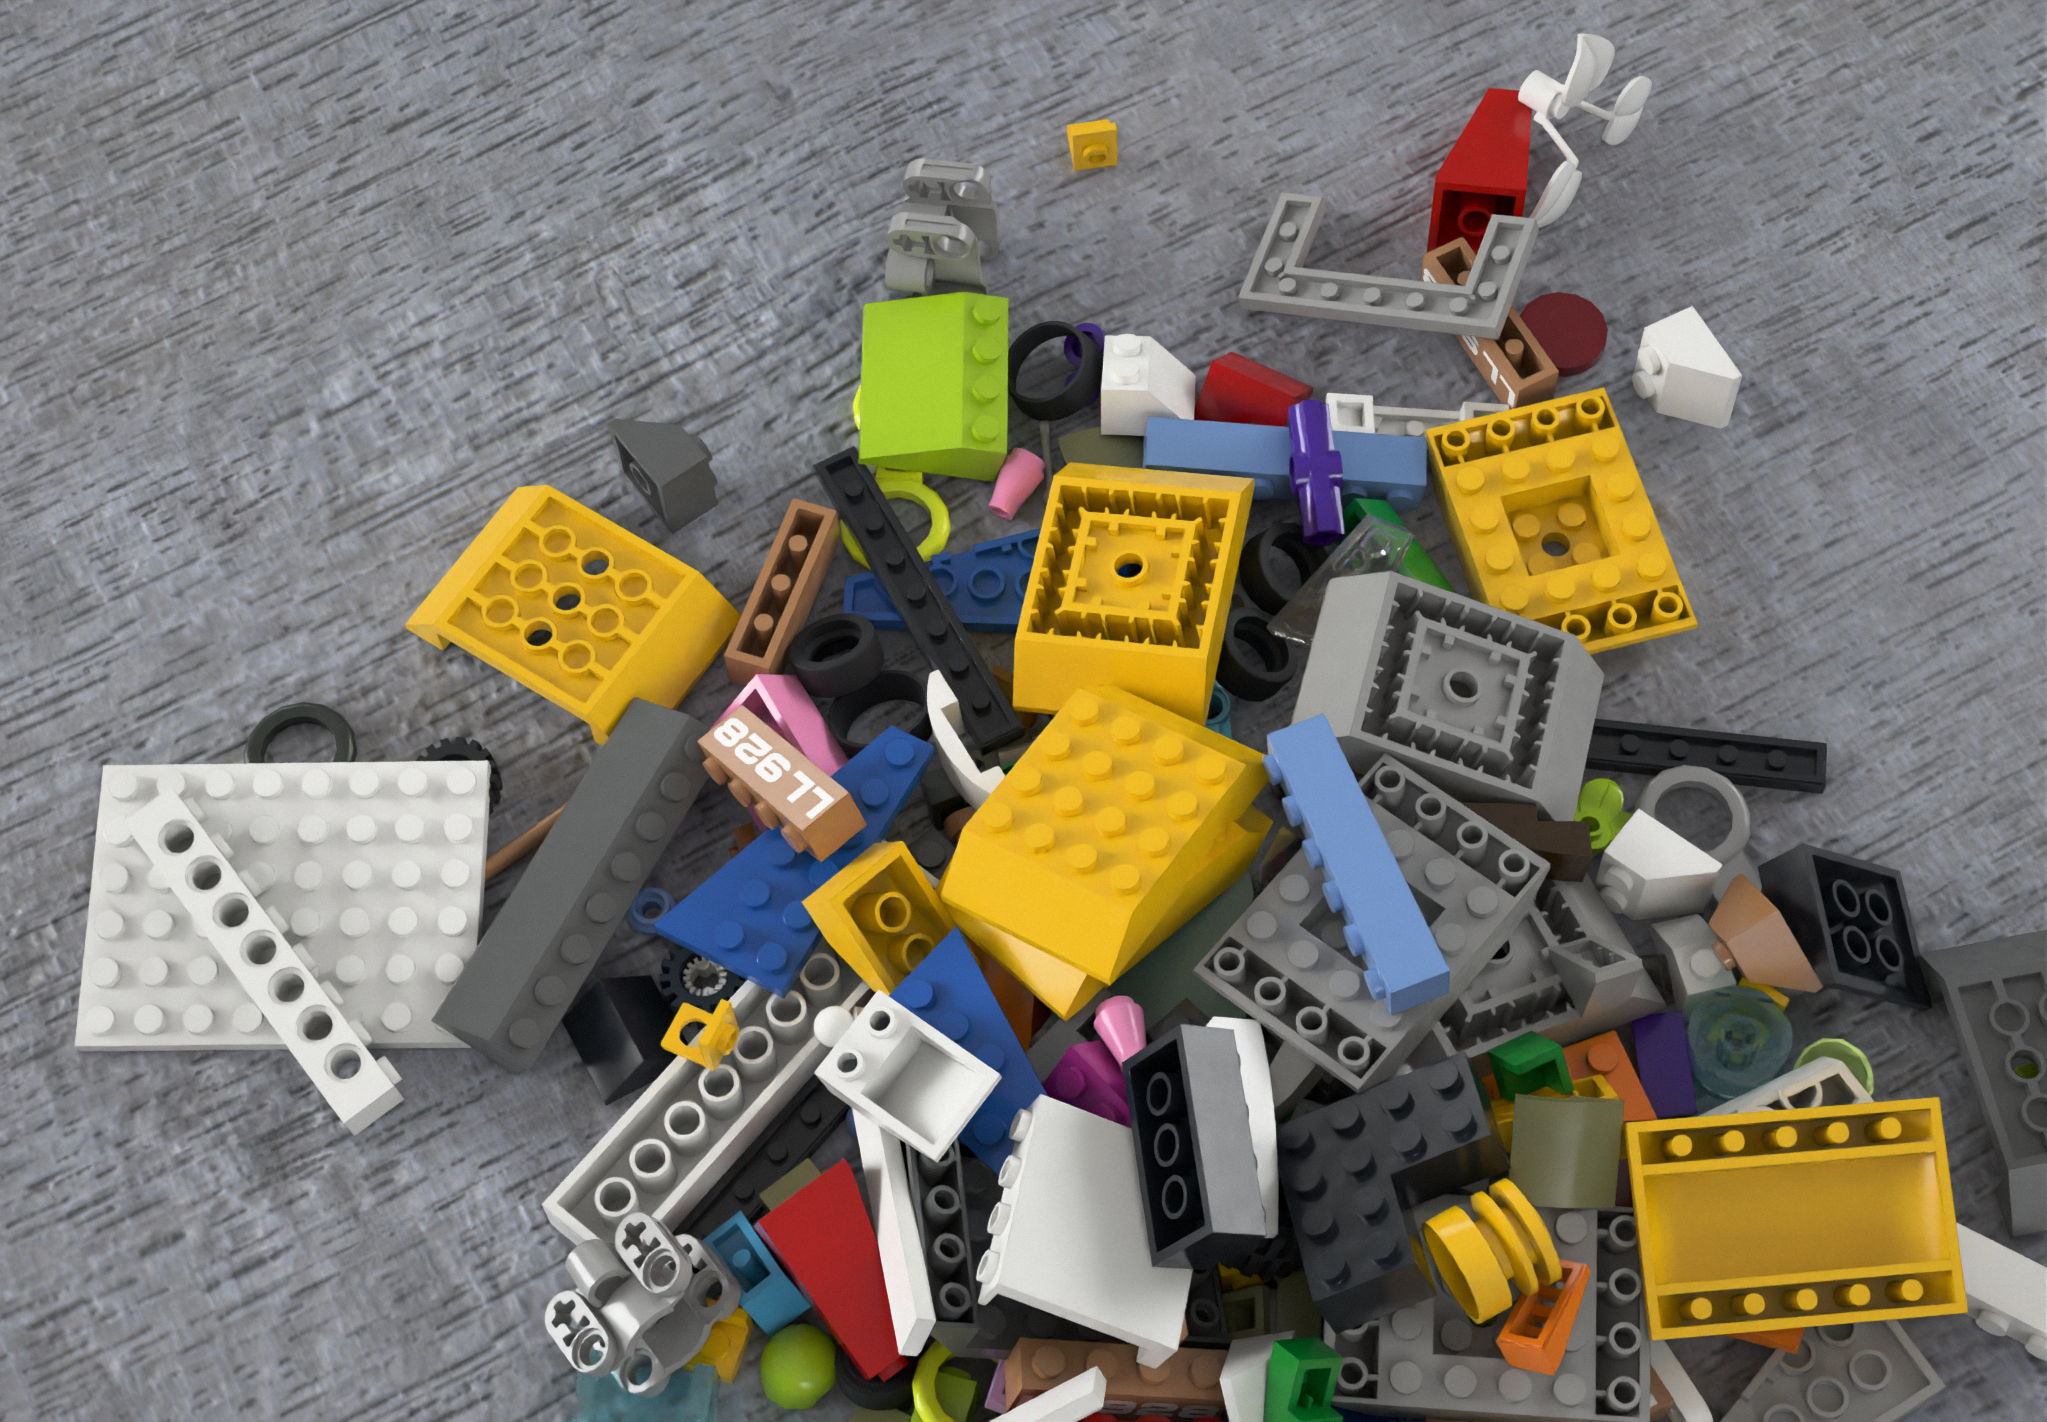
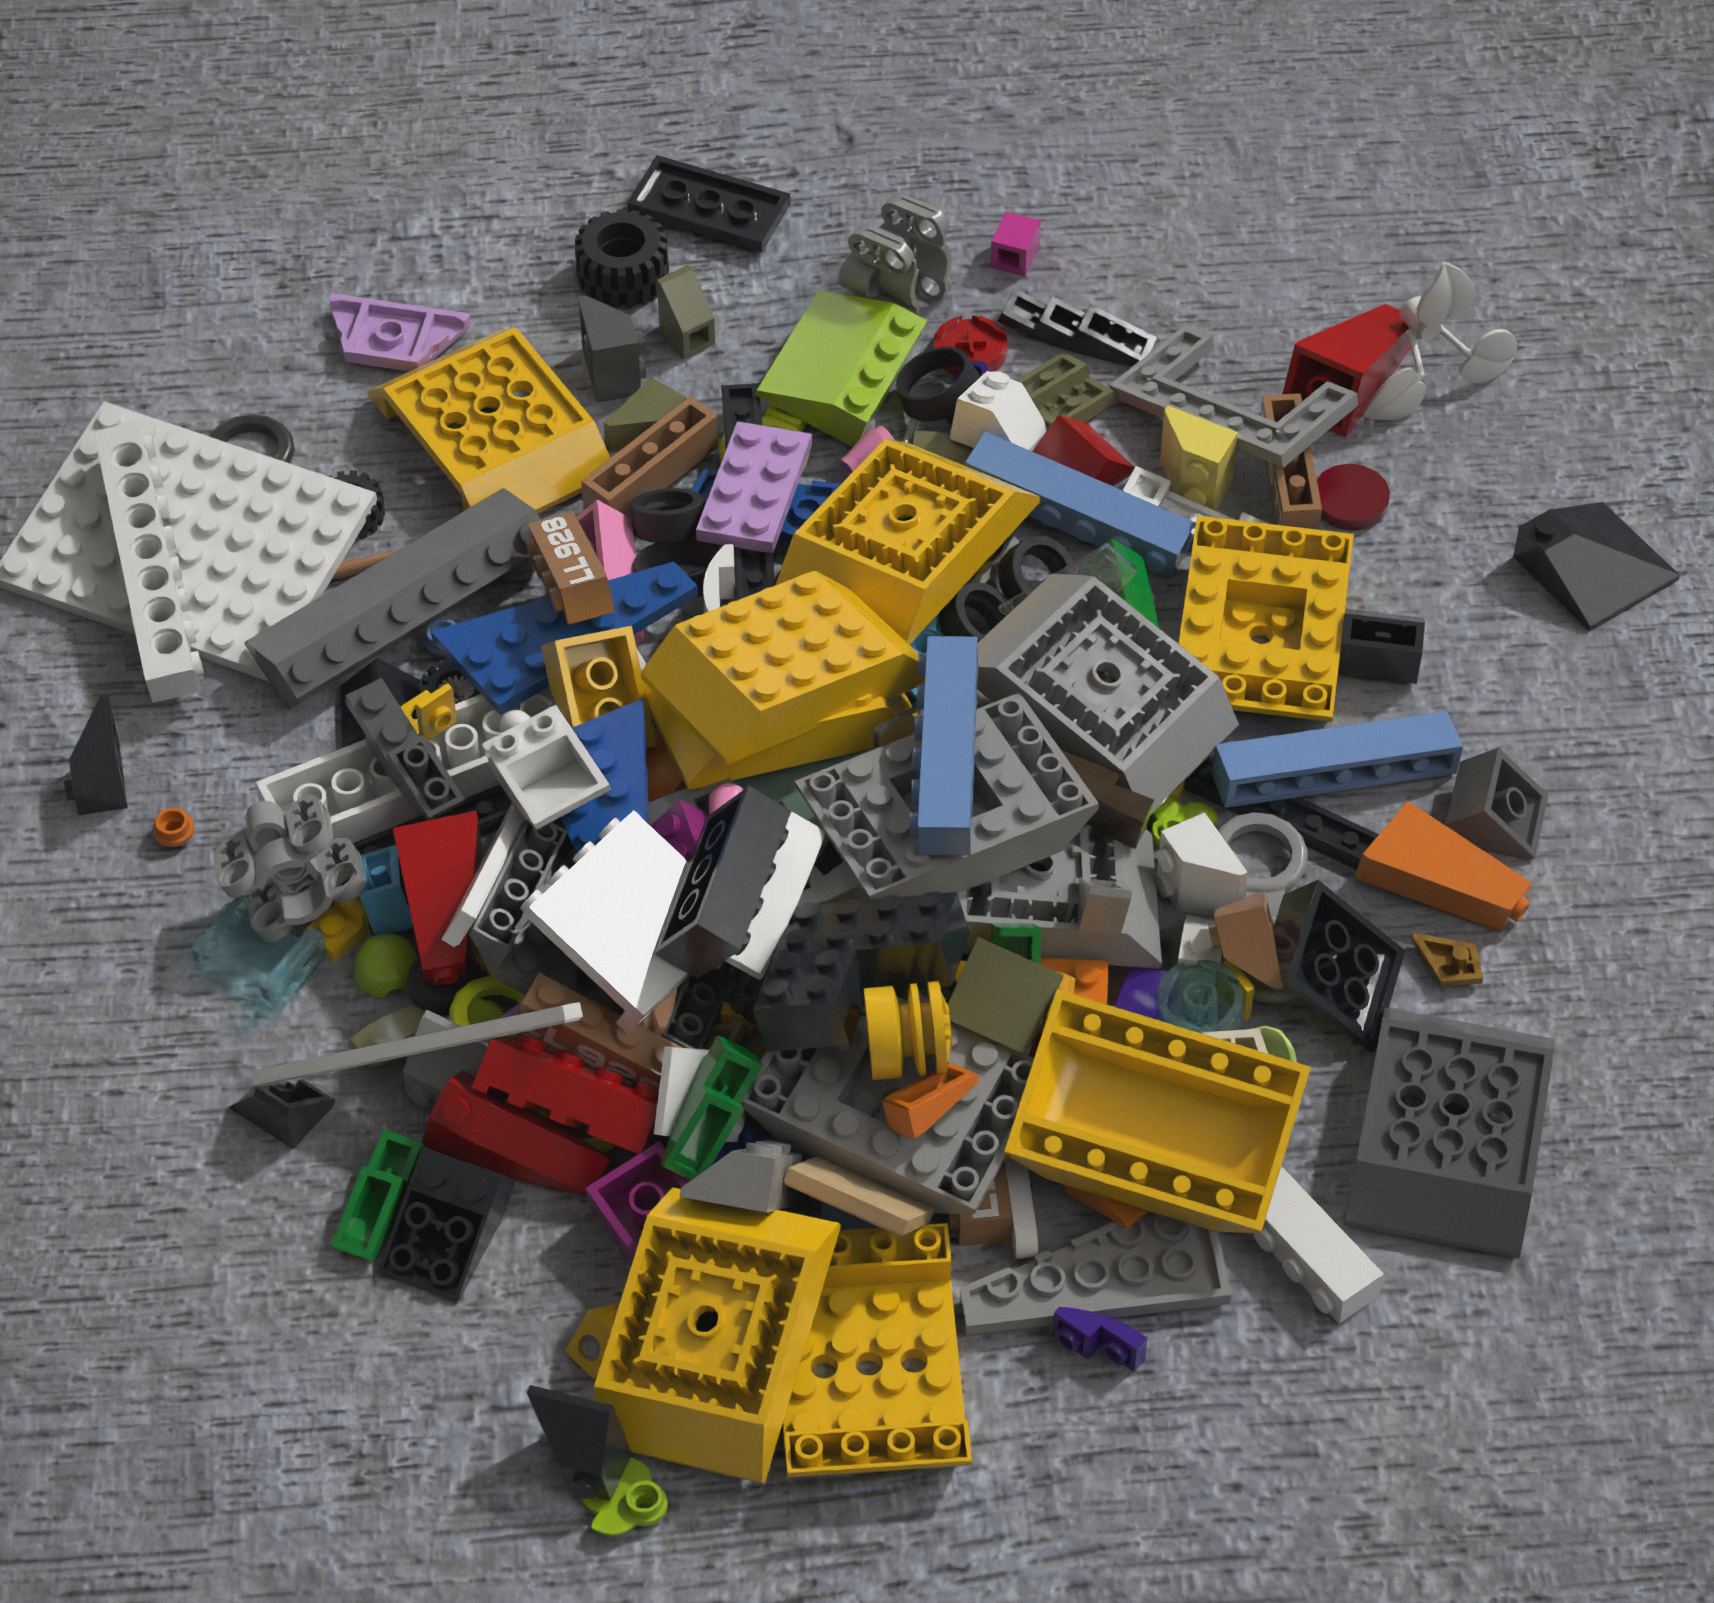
camera: 20 degrees right, 10 degrees down
(333, 1252) = (97, 765): none -> black slope
(395, 537) = (393, 332): none -> lavender wing
(454, 1277) = (173, 819): none -> orange plate
(612, 314) = (621, 257): none -> black tyre
(677, 234) = (709, 203): none -> black plate
(704, 1102) = (402, 752): none -> dark grey slope
(726, 389) = (684, 313): none -> olive slope
(744, 535) = (639, 413): none -> olive slope
(923, 586) = (754, 487): none -> lavender plate
(1046, 159) = (1015, 243): none -> dark pink brick
(1056, 294) = (976, 338): none -> red tile
(1092, 144) = (1057, 246): yellow bracket -> none
(1172, 241) = (1081, 332): none -> black slope
(1191, 322) = (1066, 389): none -> olive slope
(1316, 473) = (1090, 508): dark purple piece -> none
(1384, 356) = (1197, 457): none -> light yellow slope
(1686, 371) = (1425, 545): white slope -> none
(1699, 503) = (1381, 646): none -> black slope
(1718, 670) = (1336, 759): none -> medium blue brick
(1853, 317) = (1591, 561): none -> black slope
(1900, 761) = (1443, 870): none -> orange slope
(1910, 657) = (1497, 806): none -> dark grey slope
(1954, 864) = (1449, 960): none -> pearl gold piece

